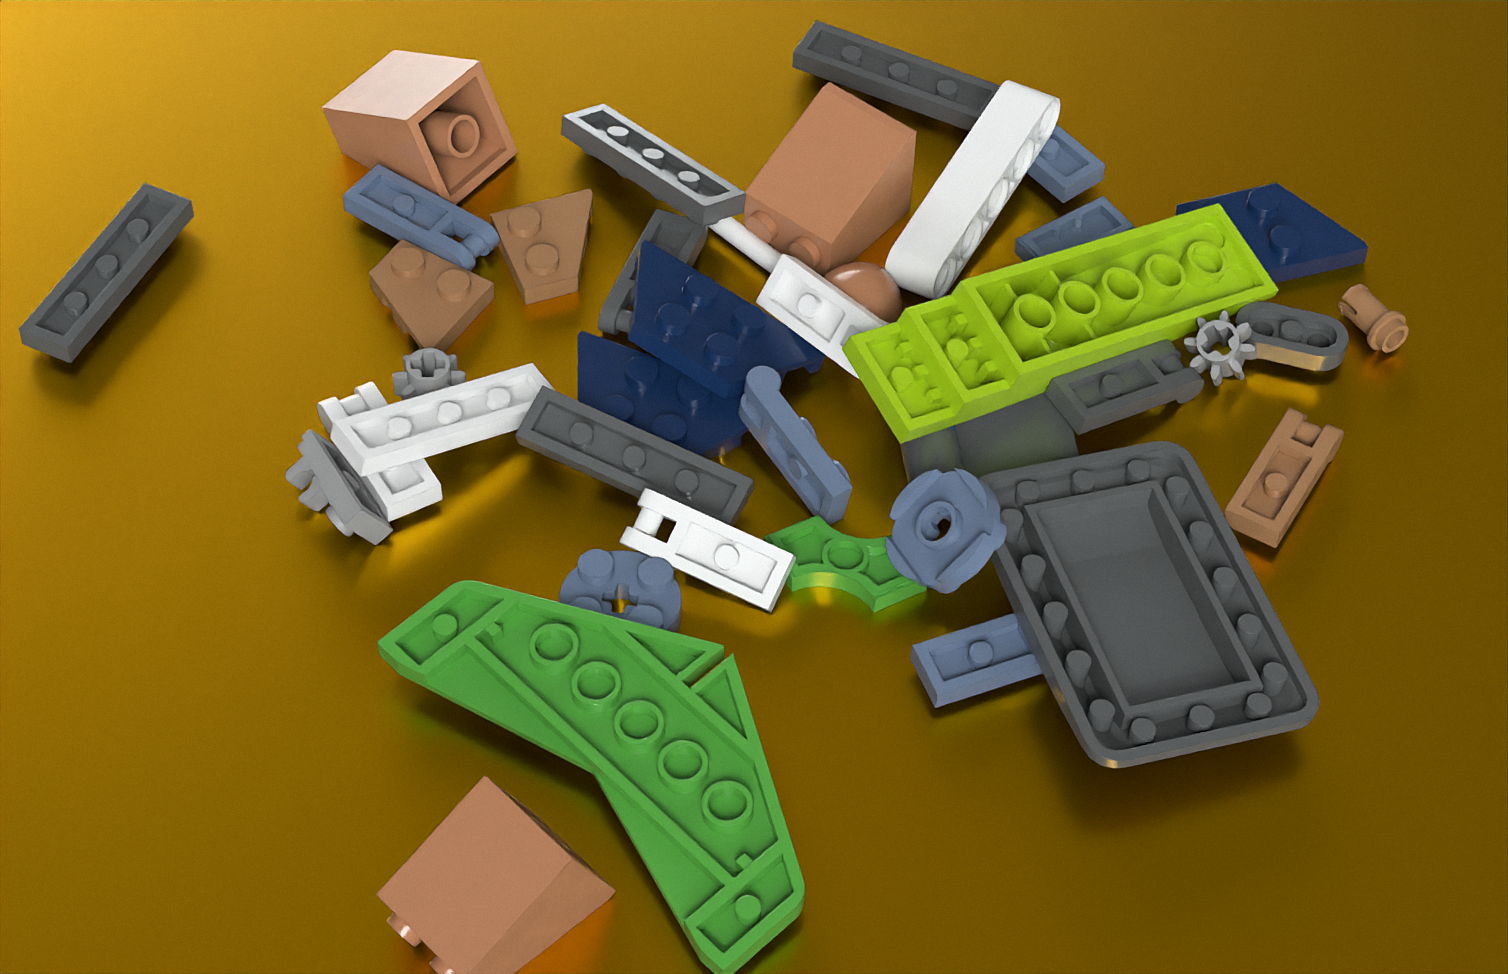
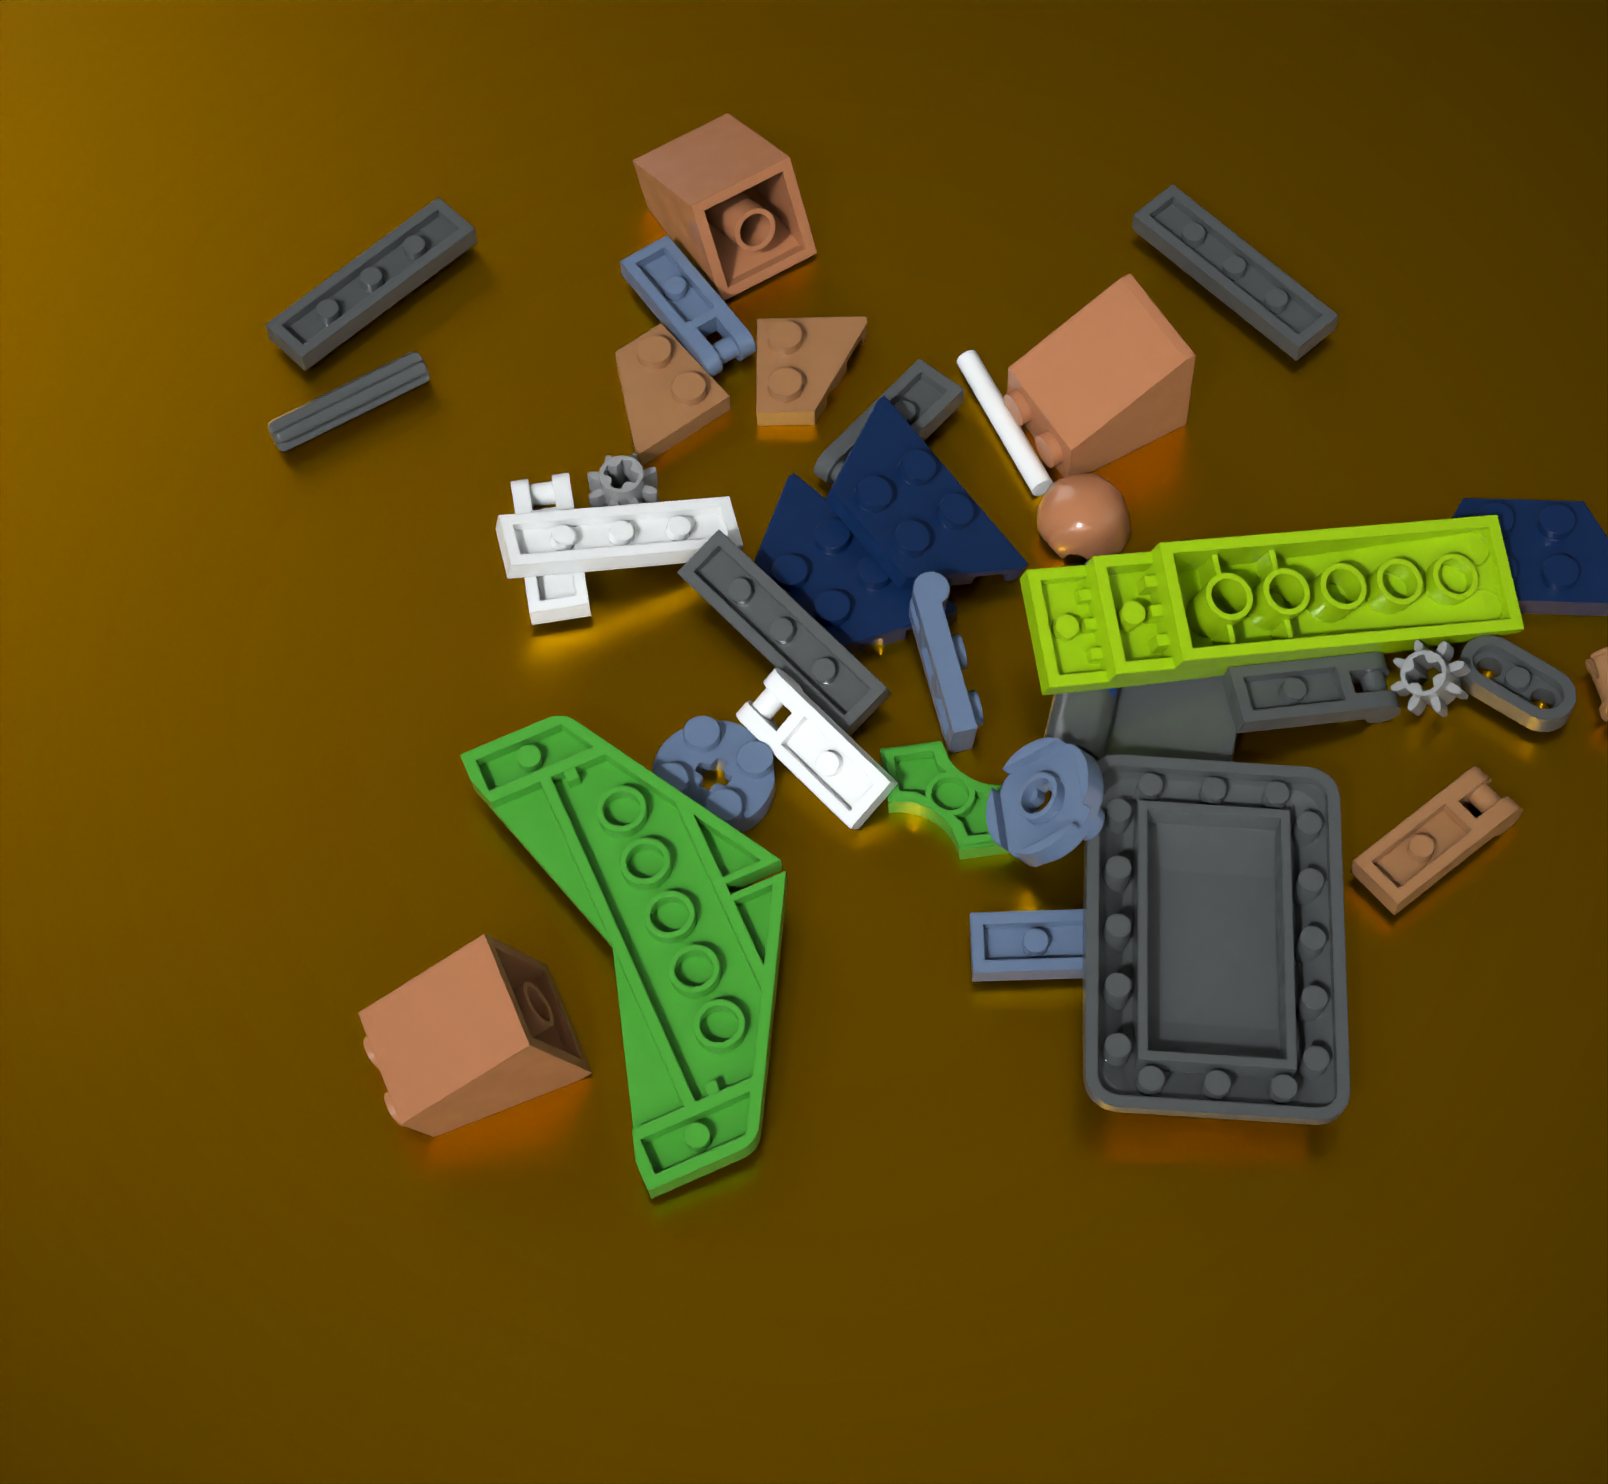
camera: 25 degrees right, 10 degrees up
(125, 378) = (348, 401): none -> dark grey axle
(338, 484) = (497, 601): light grey plate -> none
(653, 164) = (935, 309): dark grey plate -> none
(815, 308) = (1028, 516): white plate -> none
(972, 190) = (1248, 425): white beam -> none
(1066, 166) = (1352, 401): sand blue plate -> none
(1075, 228) = (1339, 503): sand blue plate -> none

